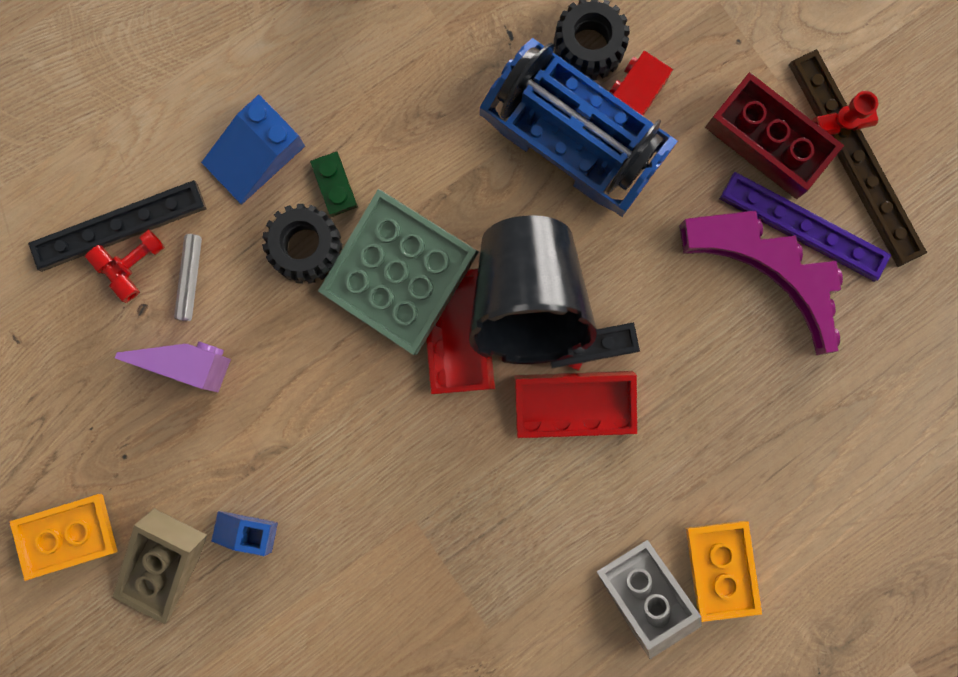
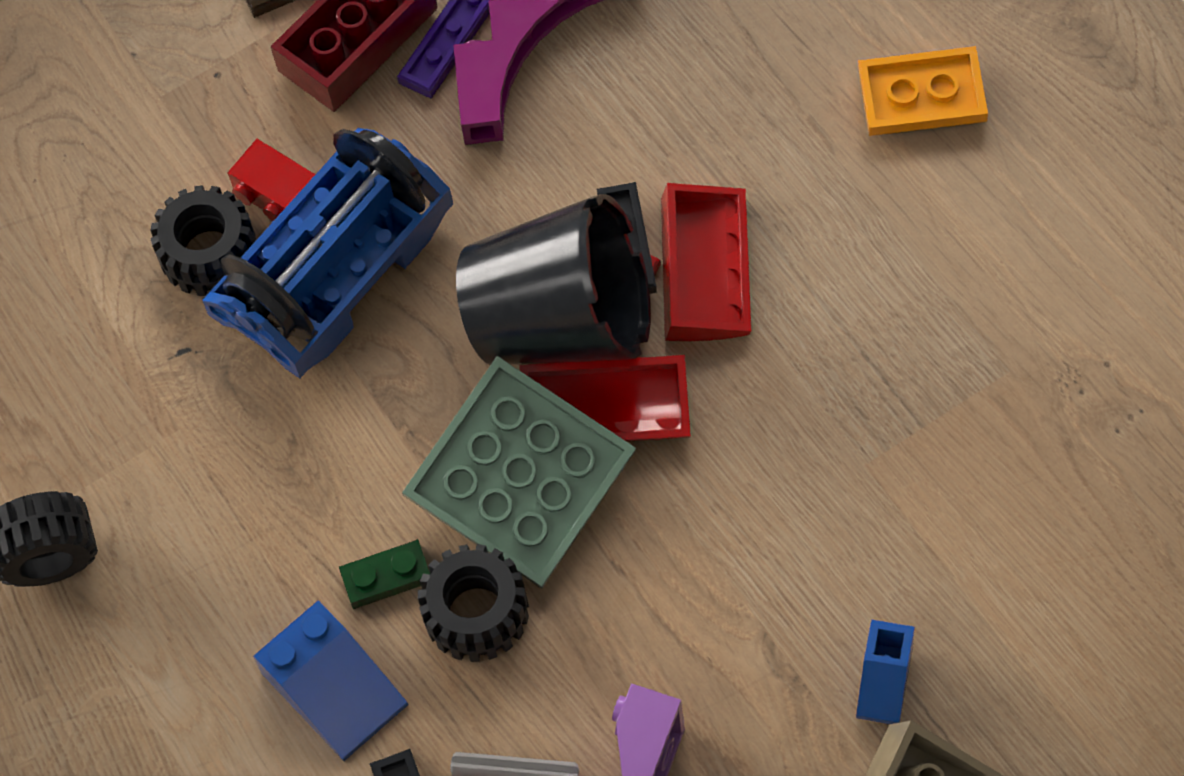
camera: 80 degrees left, 20 degrees down
(650, 599) = (961, 172): light grey slope -> none

